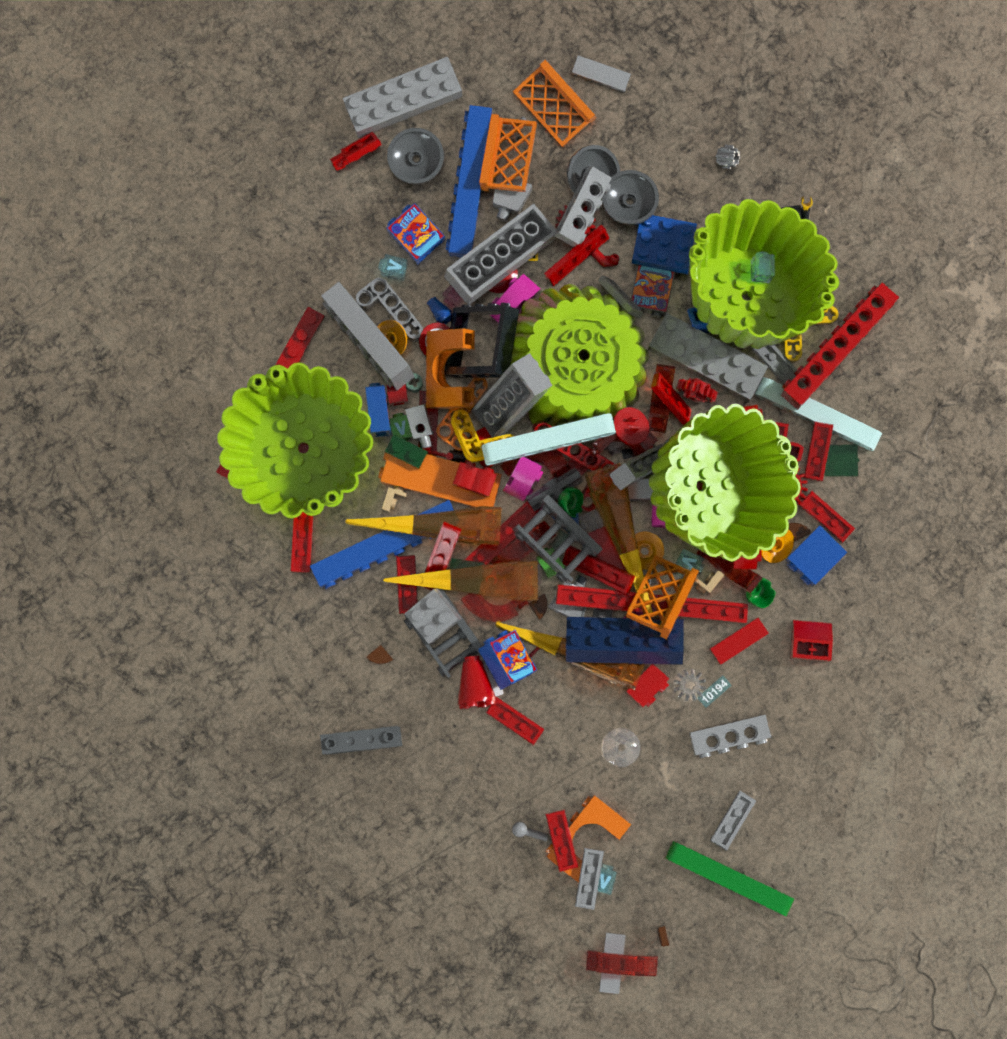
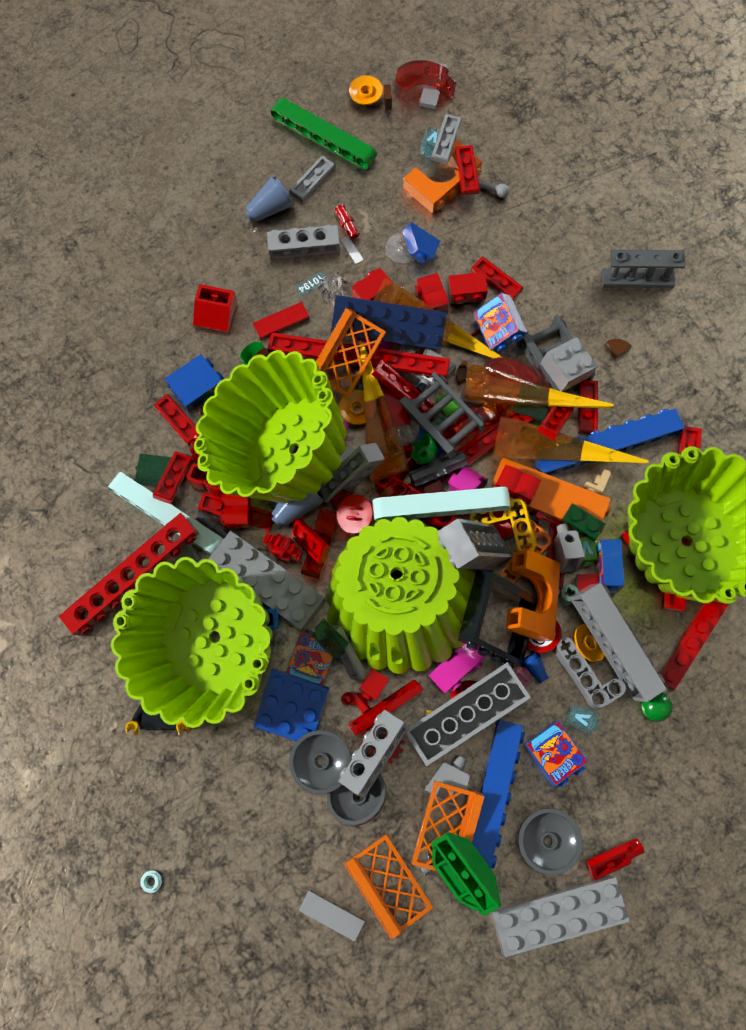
camera: 175 degrees left, 10 degrees down
(319, 287) = (657, 708): none -> green hair
(475, 685) = (532, 304): red cone -> none
(488, 116) = (465, 873): none -> green wedge
(546, 699) = (467, 287): none -> red brick
(582, 690) = (432, 292): none -> red brick
(590, 272) = (373, 686): none -> red brick
(601, 744) = (420, 243): none -> blue slope
(637, 302) = (330, 639): none -> clear green piece
(676, 738) = (350, 247): none -> white sticker
(686, 767) = (347, 222): none -> red pin
(699, 942) = (365, 90): none -> light orange dish
(728, 156) = (207, 796): light grey gear -> none
(762, 267) = (192, 663): clear light blue brick -> none
(764, 75) = (145, 878): none -> light aqua plate
(769, 409) = (213, 524): none -> dark grey pin
(774, 779) = (269, 200): none -> sand blue cone

